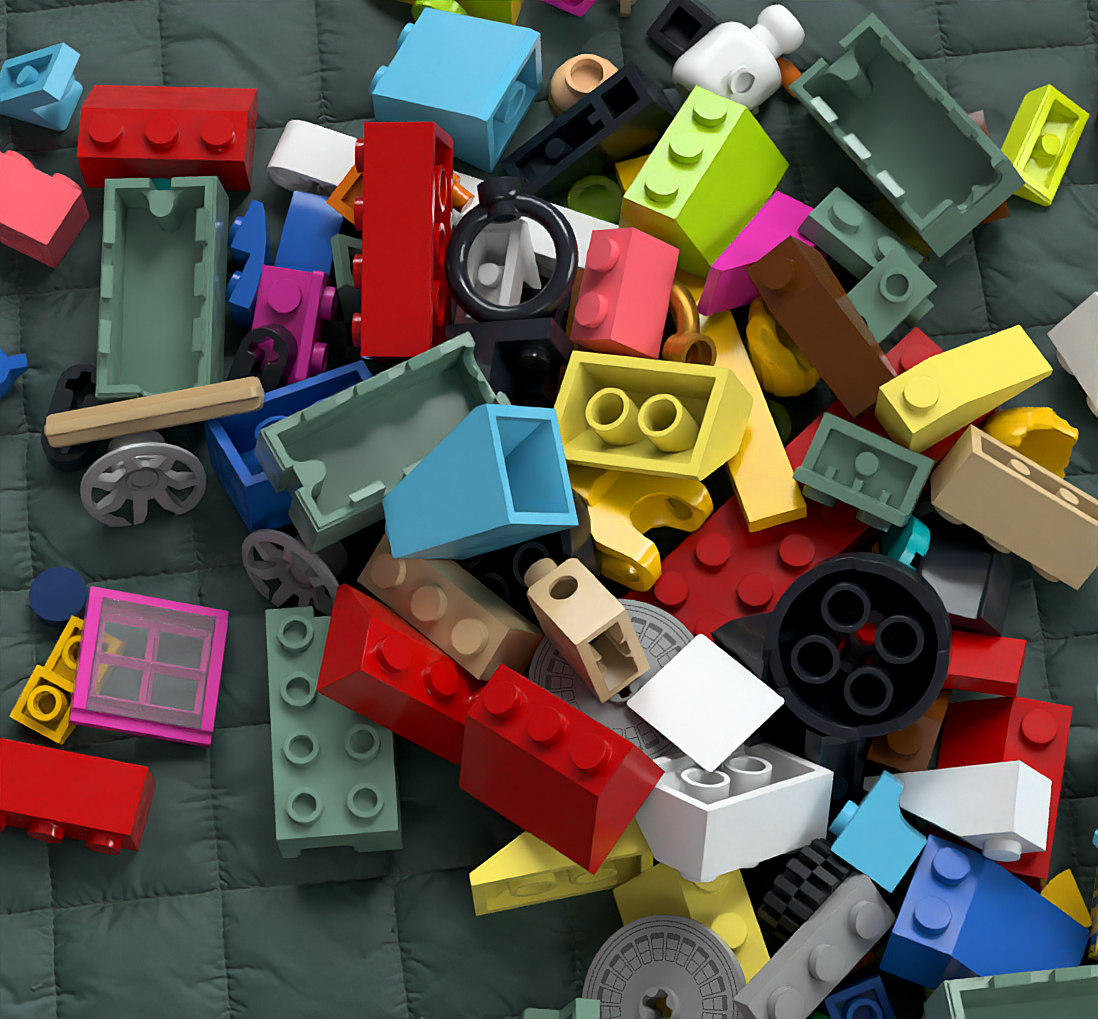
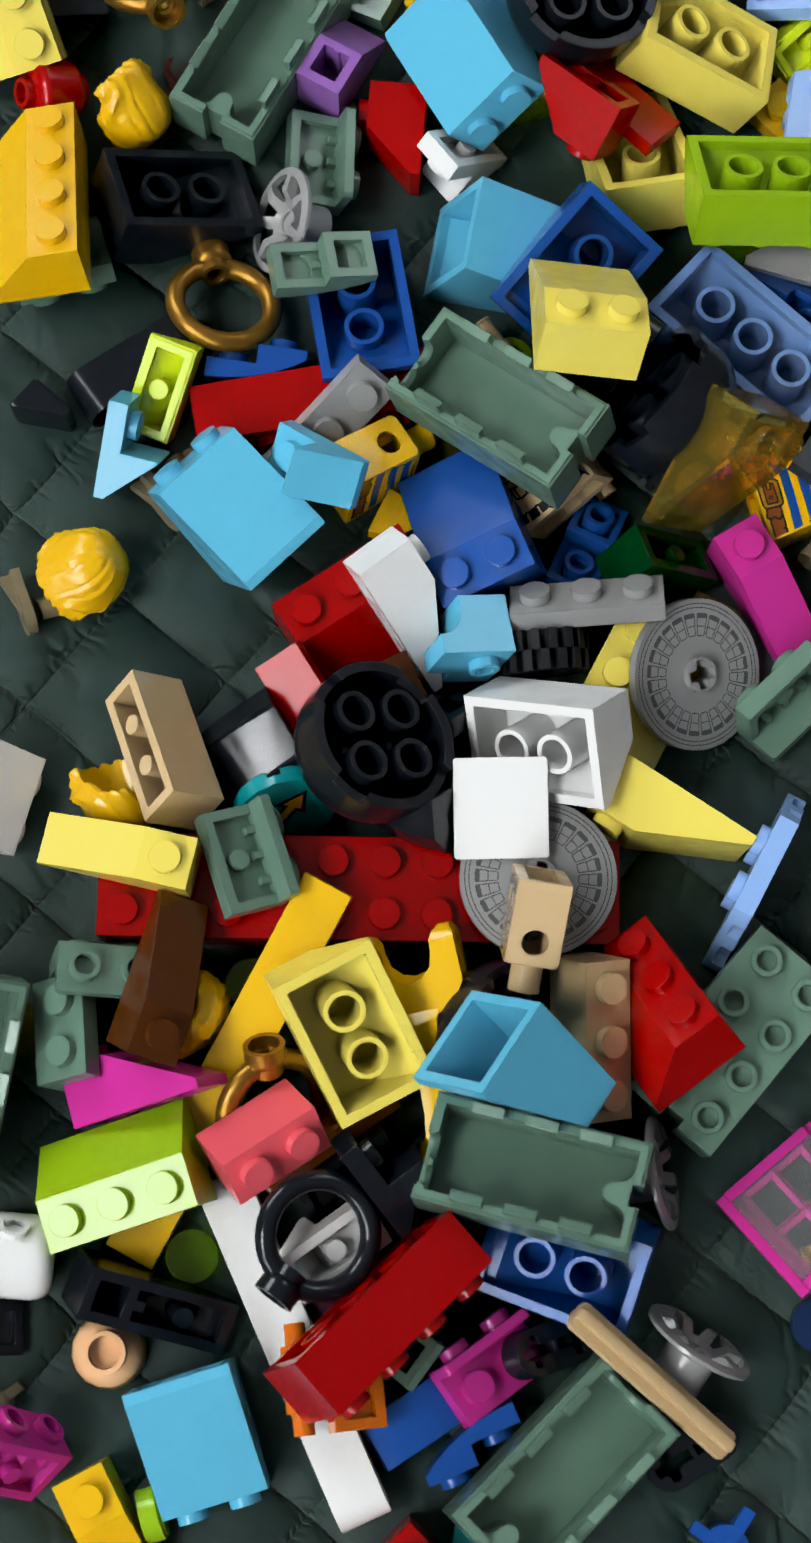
camera: 140 degrees left, 10 degrees up
(450, 901) = (748, 888): none -> light blue wing
(552, 768) = (642, 848): red slope -> none

